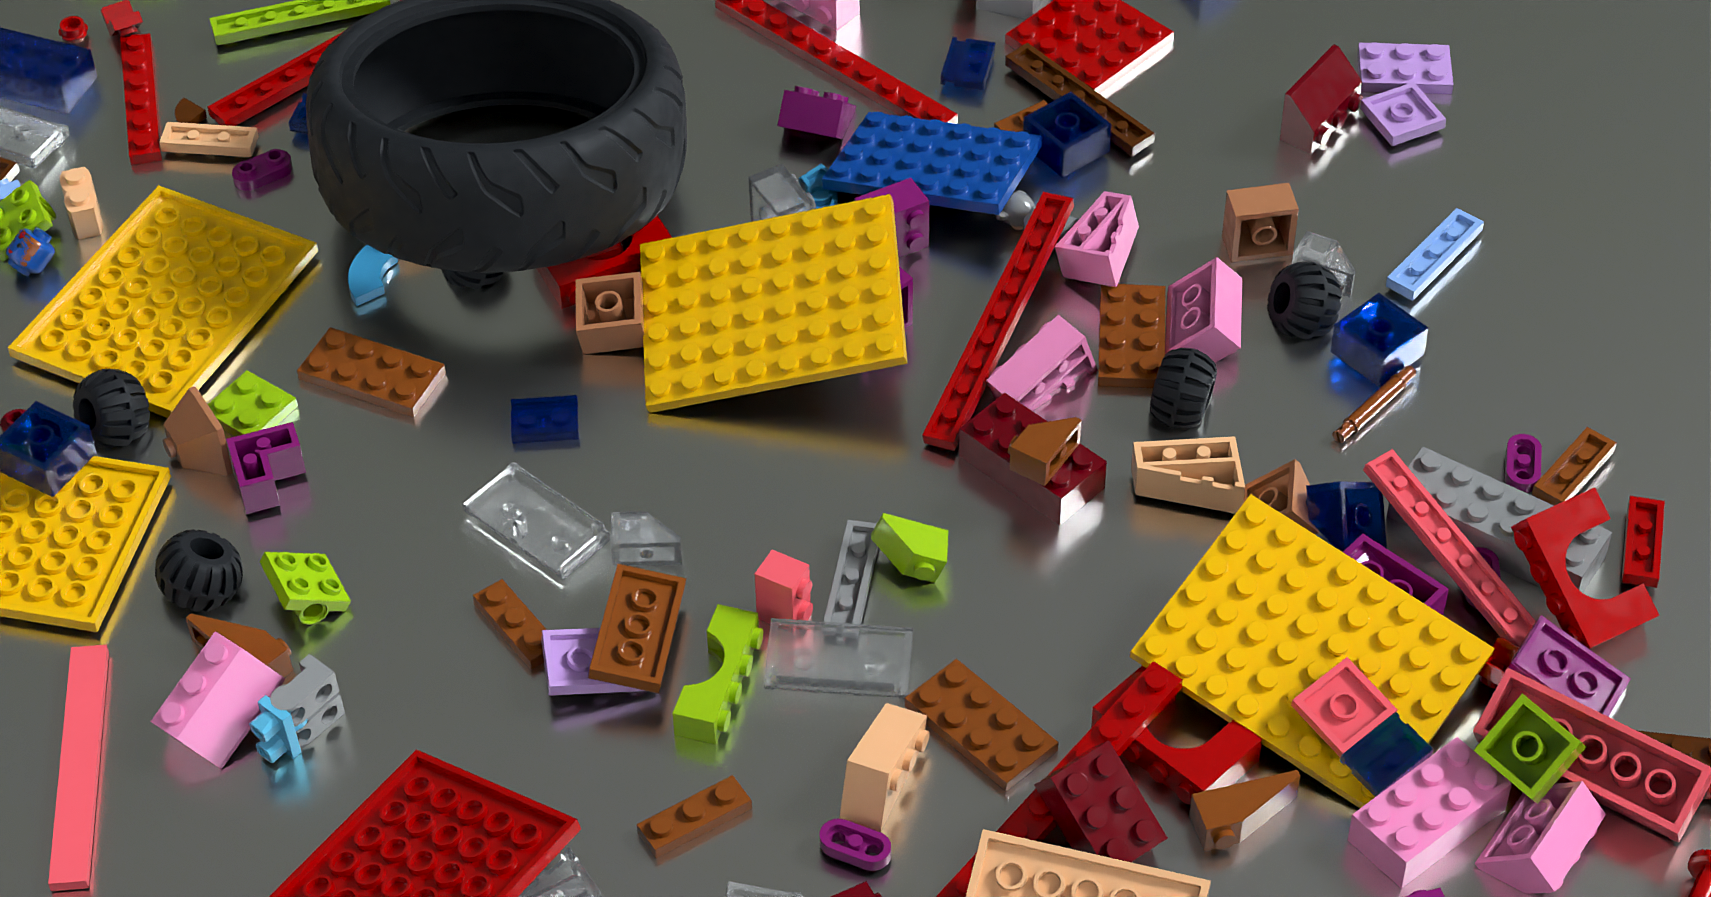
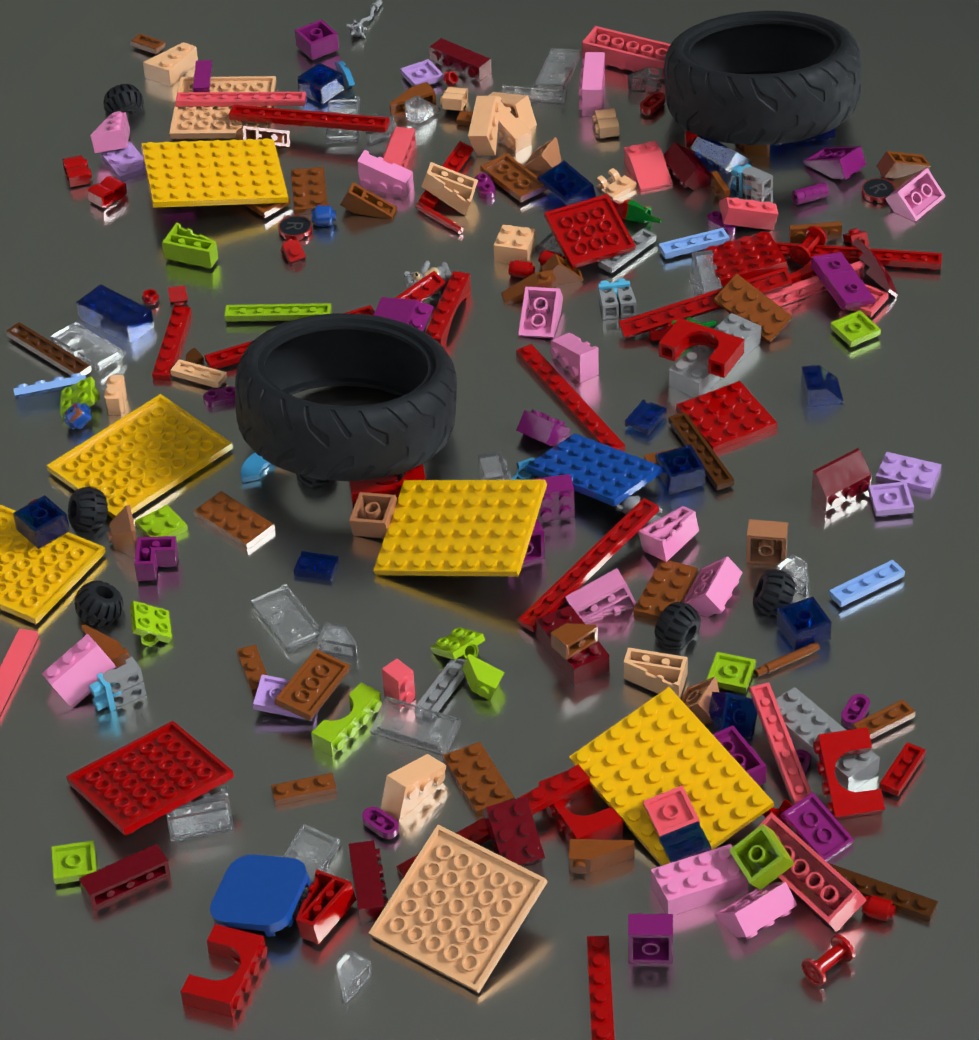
camera: 20 degrees right, 5 degrees down
(847, 499) = (454, 644): none -> lime plate
(1303, 438) = (732, 671): none -> lime plate

